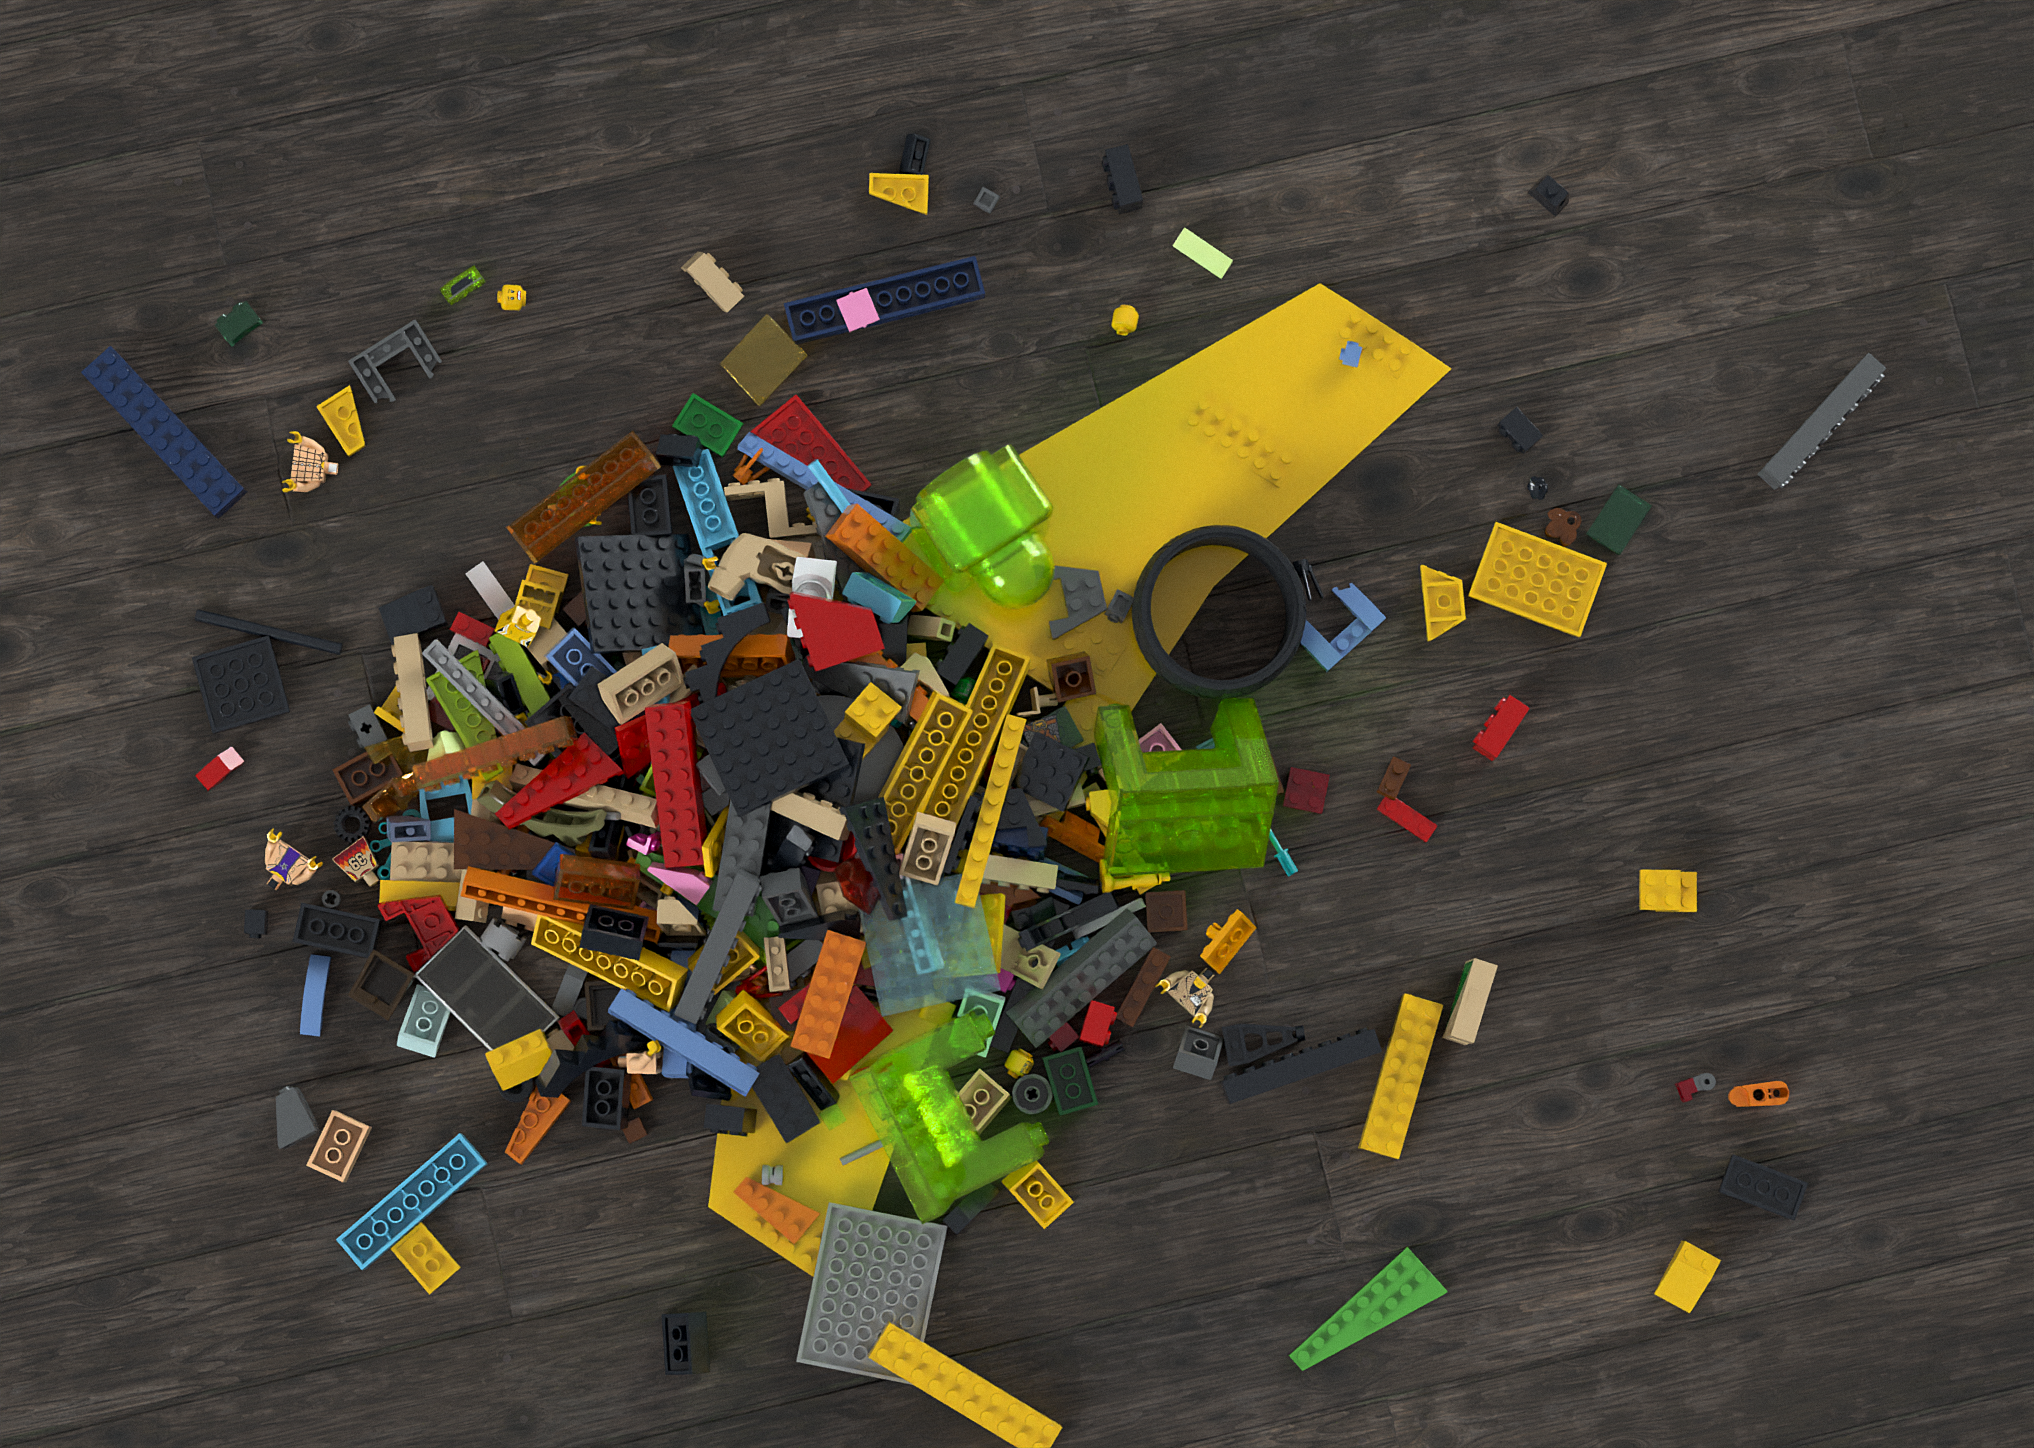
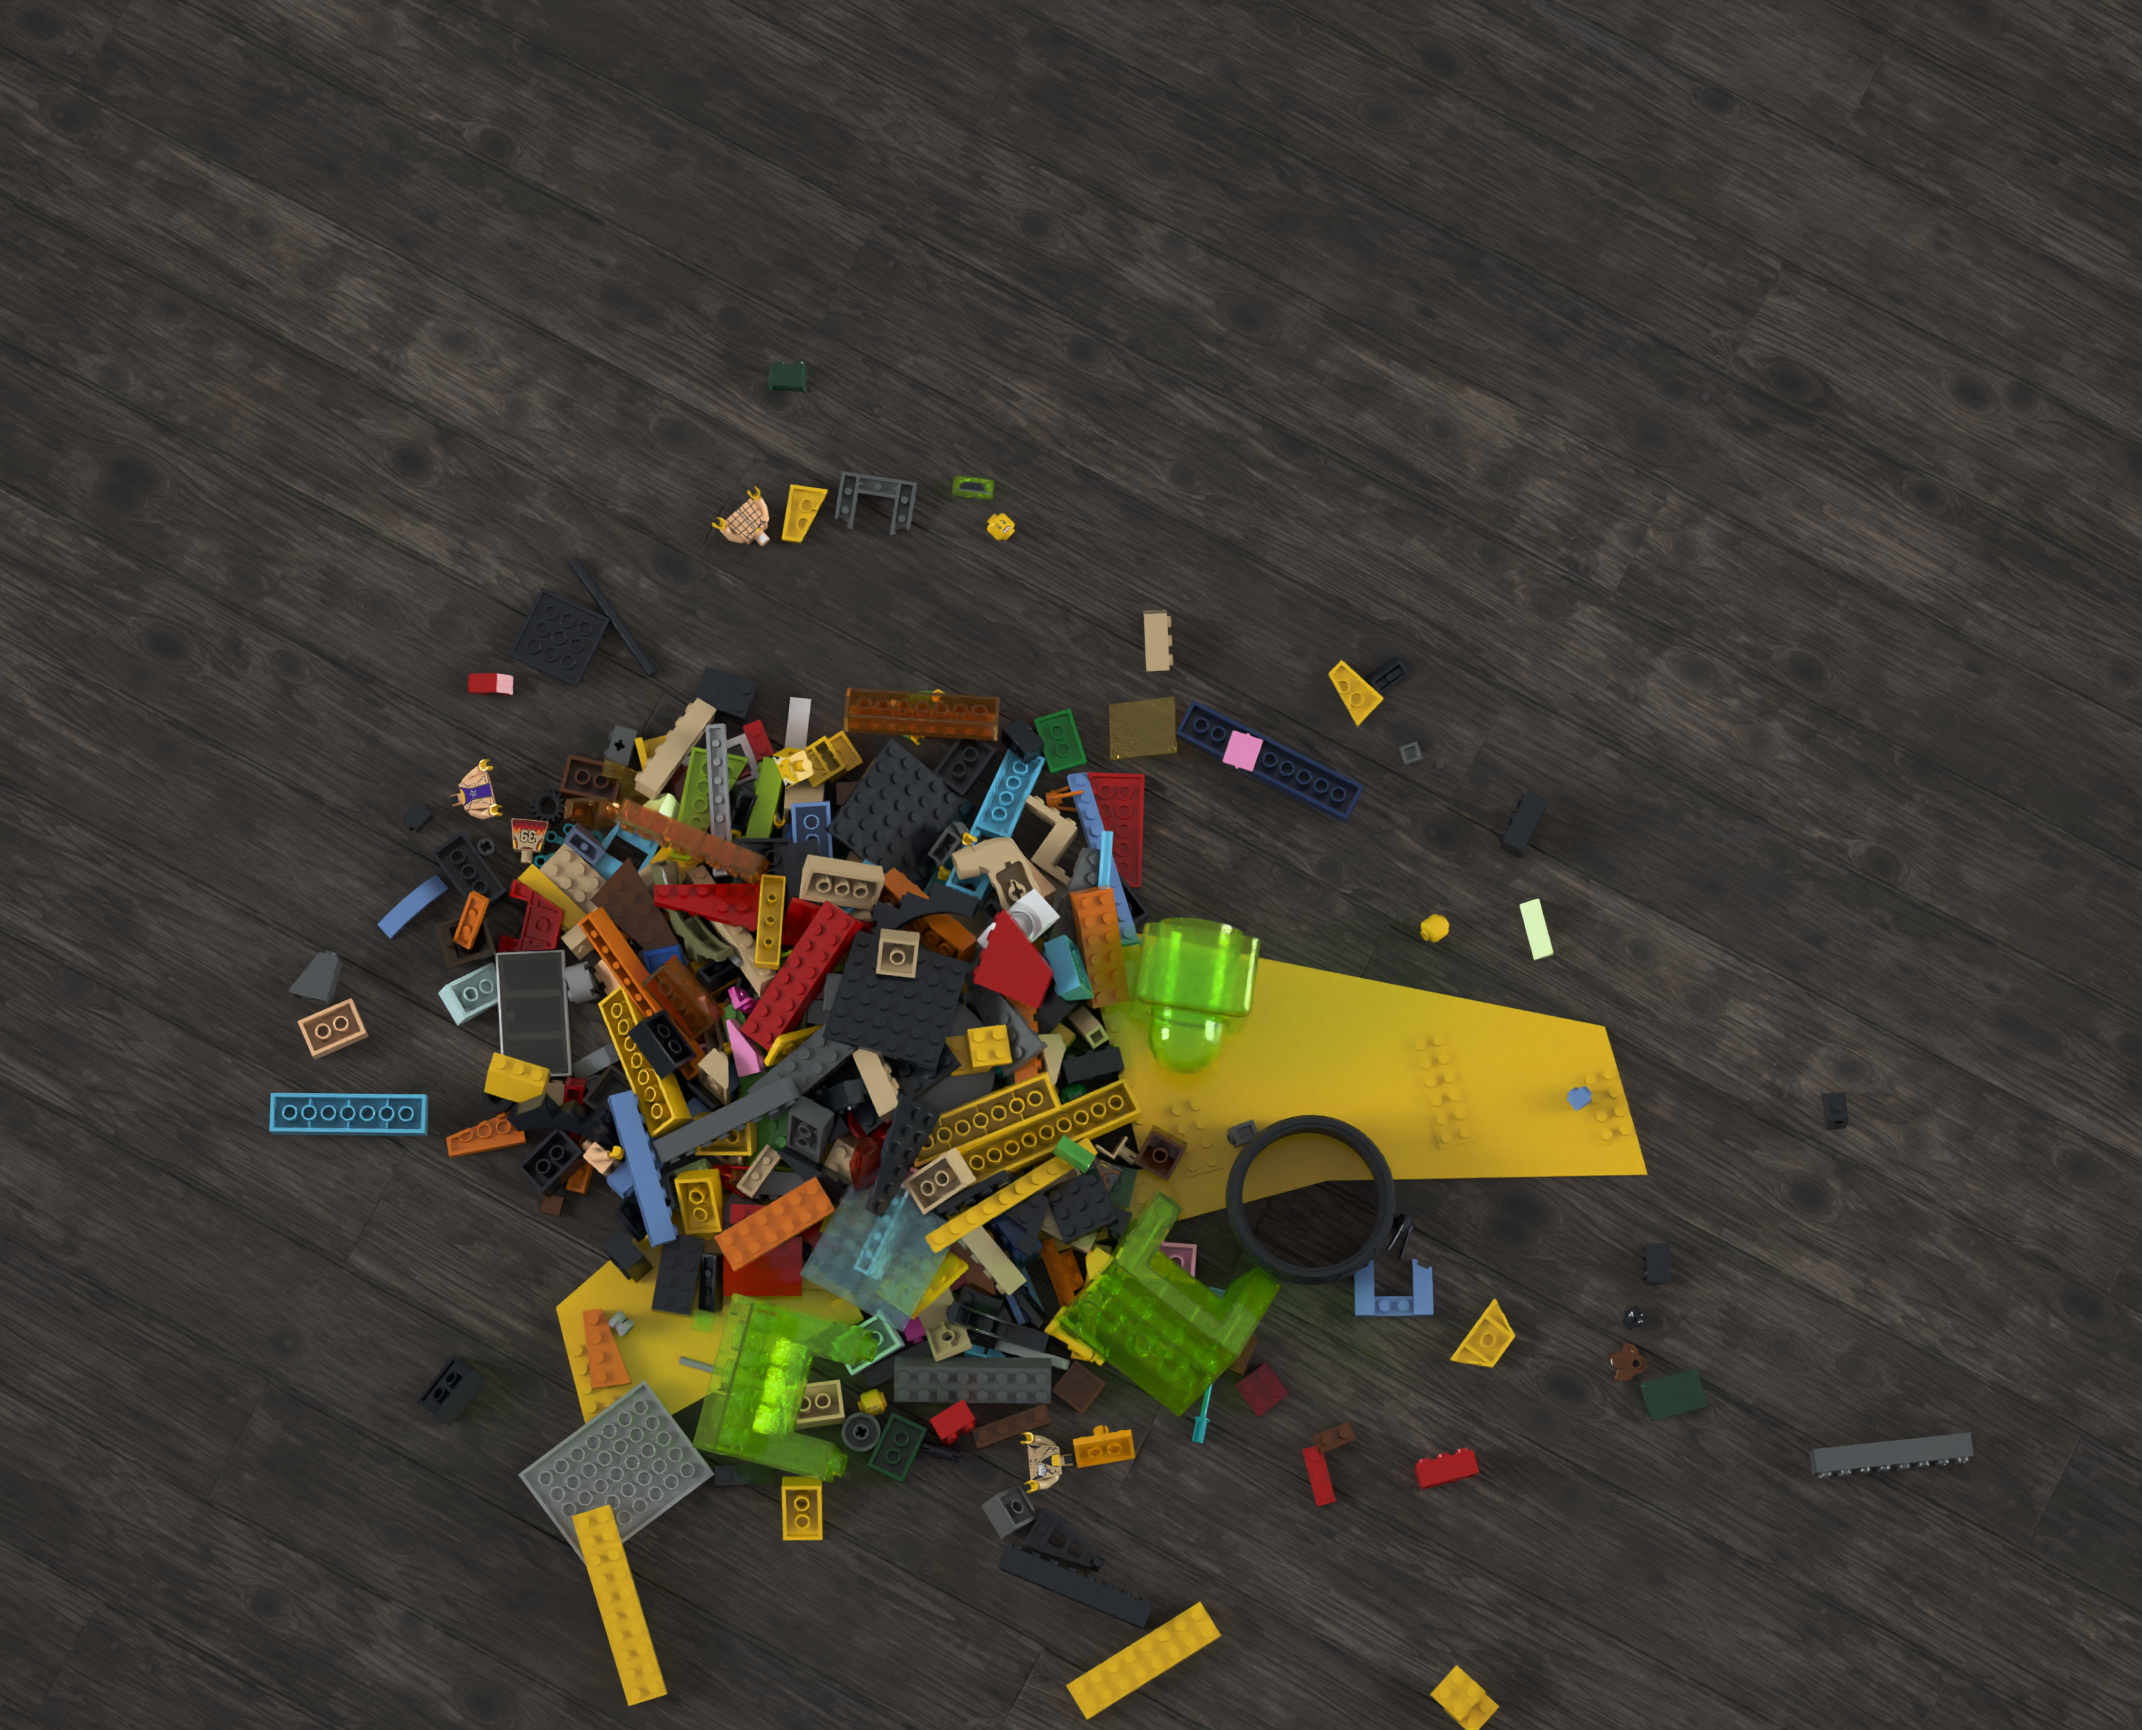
camera: 50 degrees right, 5 degrees down
(164, 432) = (666, 409): dark blue brick -> none
(373, 966) = (471, 919): none -> orange plate
(425, 1258) = (322, 1164): yellow plate -> none
(613, 763) = (770, 922): none -> yellow piece
(738, 699) = (897, 953): none -> tan slope
(1010, 736) = (1074, 1154): none -> bright green panel
(1062, 1038) = (920, 1412): dark red brick -> none
(1082, 598) = (1222, 1102): dark grey wing -> none
(1469, 1001) = (1241, 1648): tan tile -> none
(1537, 579) = (1572, 1385): yellow plate -> none

